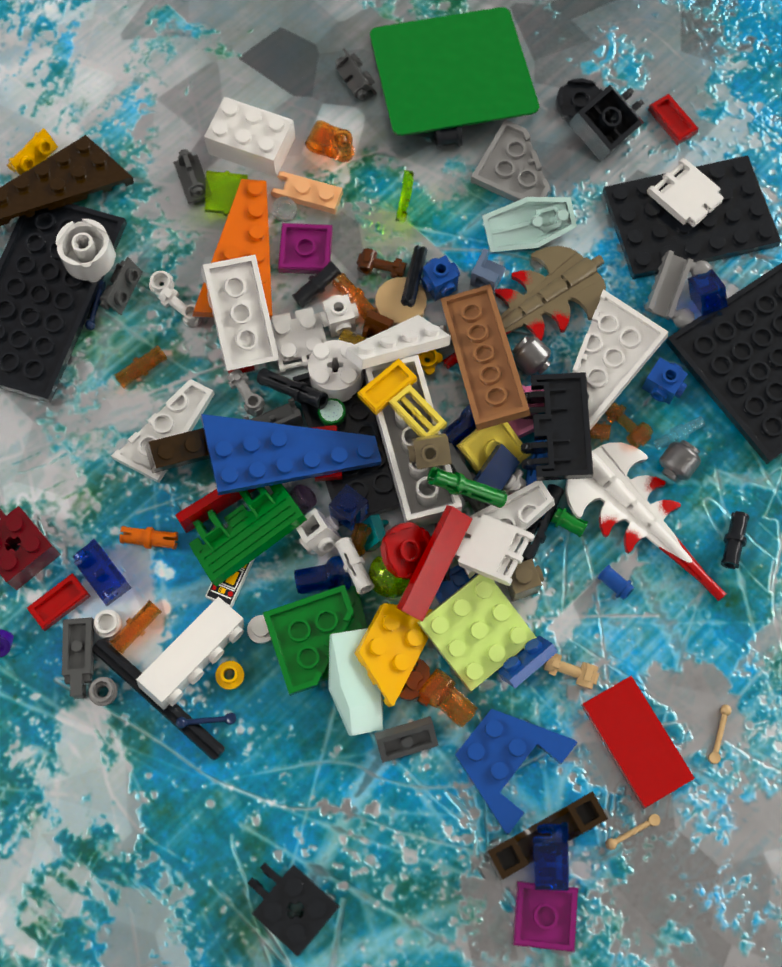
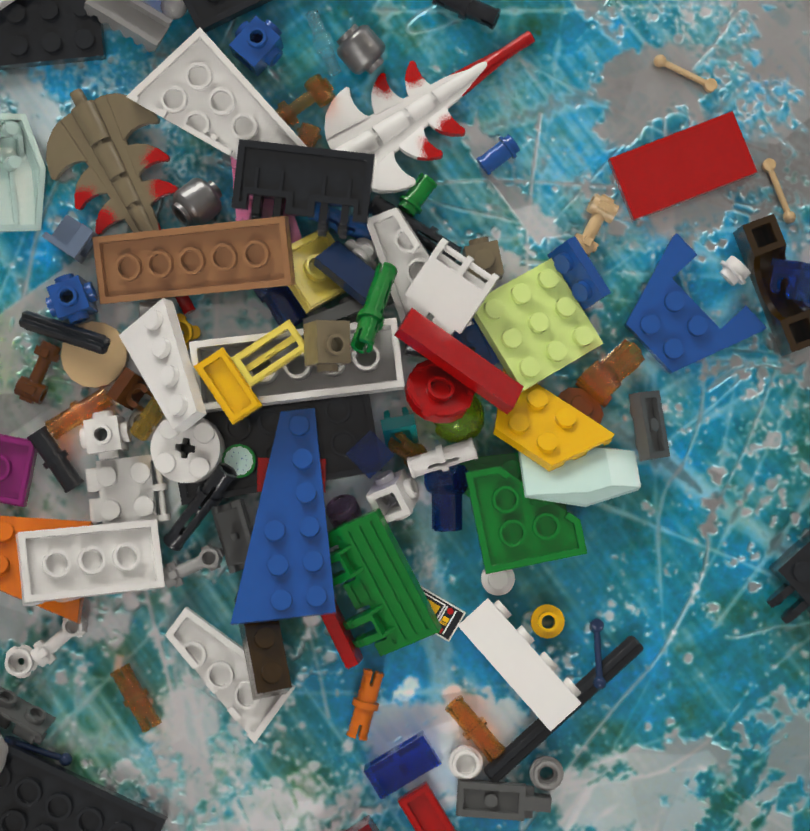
camera: 85 degrees left, 15 degrees up
(553, 798) = (734, 271): none -> white plate

